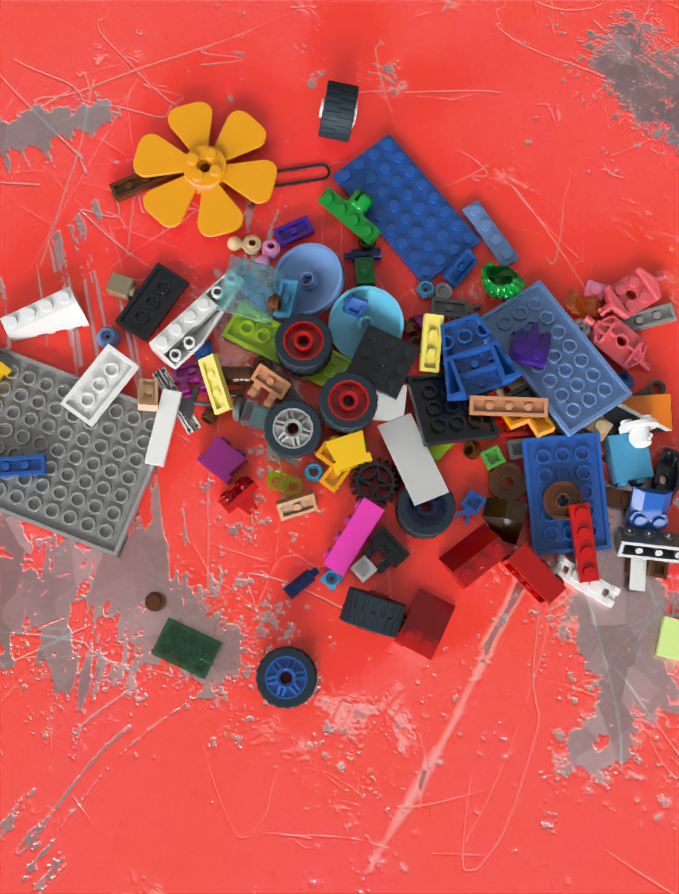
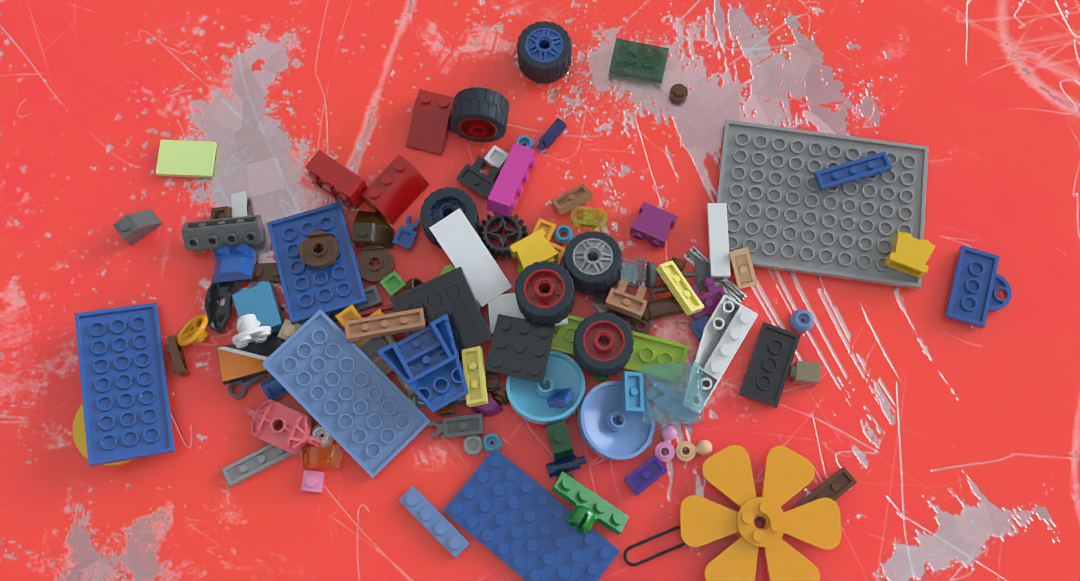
camera: 170 degrees right, 5 degrees down
(45, 316) = (862, 330): white wedge -> none
(99, 385) = (792, 265): white plate -> none
(240, 496) = (627, 192): red plate -> none
(274, 302) = (643, 380): reddish brown plate -> none
(460, 267) = (460, 473): blue plate -> none
(501, 281) = (418, 462): green hair -> none
(530, 347) = (372, 394): dark purple plate -> none
(583, 542) = (294, 217): red plate -> none
(593, 588) = (288, 191): white plate -> none
(643, 288) = (258, 492): coral plate -> none

